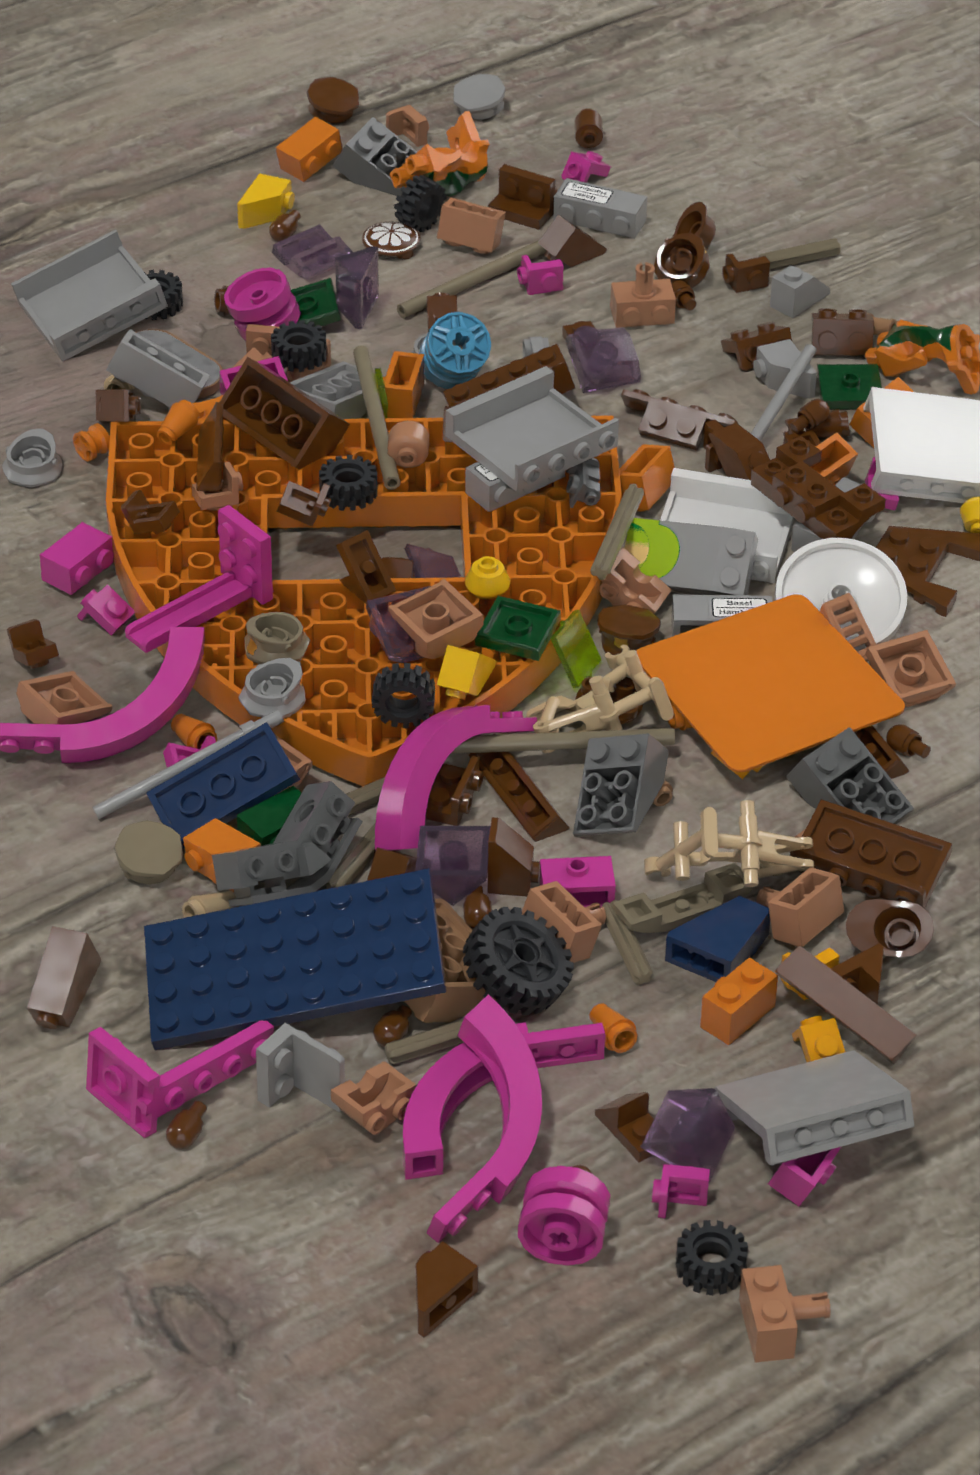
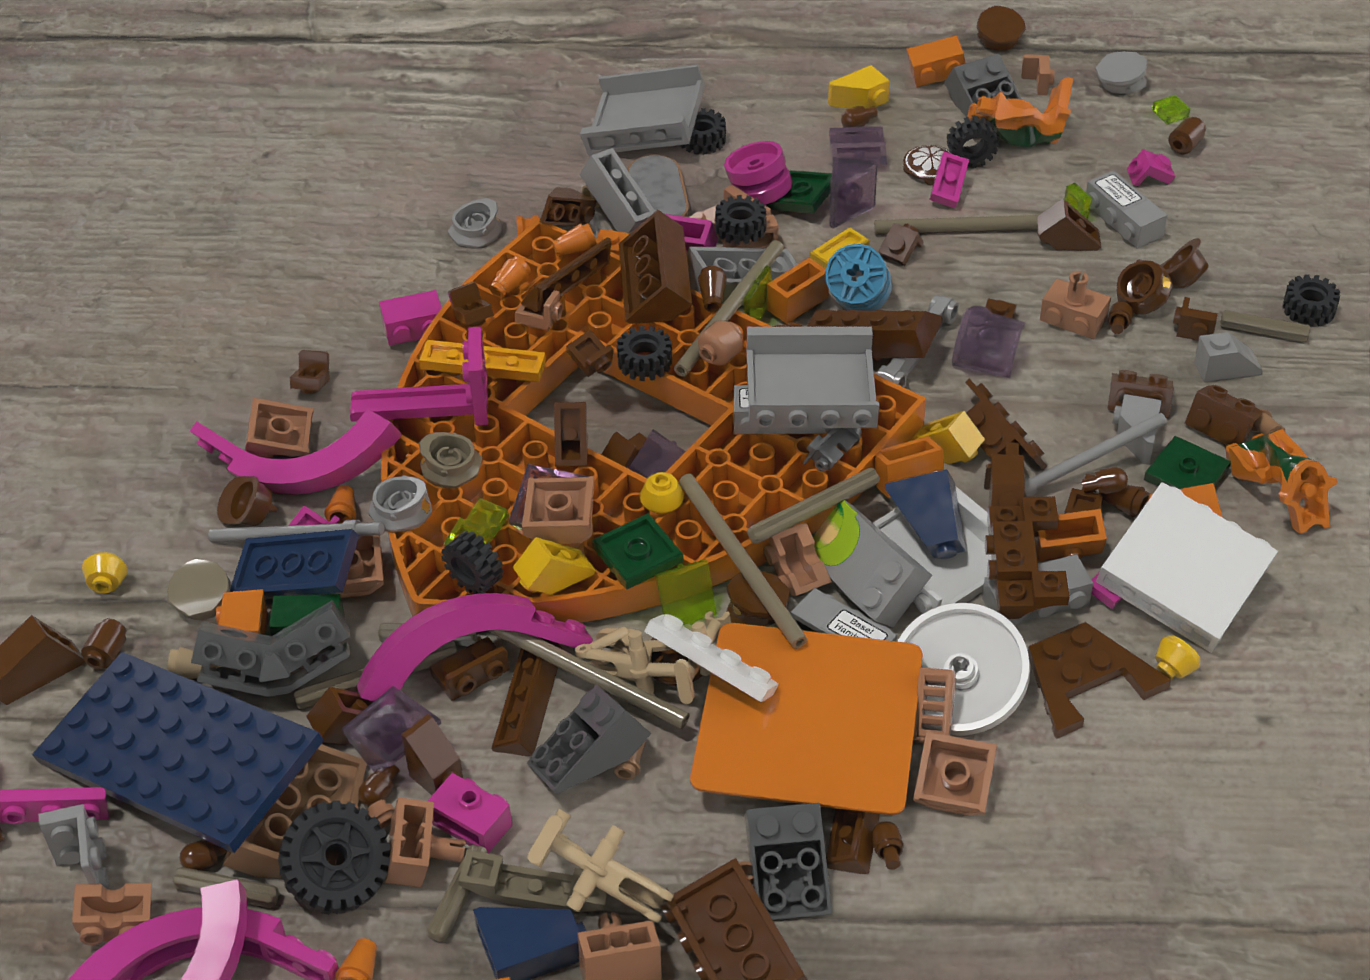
camera: 40 degrees right, 5 degrees up
(40, 883) = (104, 572): none -> yellow cone
(102, 768) = (245, 502): none -> reddish brown piece
(106, 609) = (390, 367): dark pink bracket -> none
(111, 933) = (104, 643): none -> reddish brown brick
(154, 475) = (511, 276): none -> orange cone
(192, 557) = (499, 361): none -> light orange plate
(347, 406) = (712, 287): none -> reddish brown cone
(359, 674) = (483, 519): none -> clear neon green slope
(390, 337) = (825, 251): none -> yellow tile
(429, 244) = (949, 179): none -> dark pink plate
(471, 225) = (997, 177): nougat brick -> none
(525, 196) = (1068, 168): reddish brown bracket -> none
(540, 276) = (1014, 247): dark pink bracket -> none
(548, 113) = (1171, 109): none -> clear neon green tile
(550, 211) = (1078, 199): none -> clear neon green tile
(606, 596) = (743, 561): none -> dark tan piece
(651, 431) = (955, 435): none -> yellow slope
(651, 667) = (720, 662): none -> white plate
(702, 497) = (932, 511): none -> dark blue slope
(816, 218) = (1312, 312): none -> black tyre

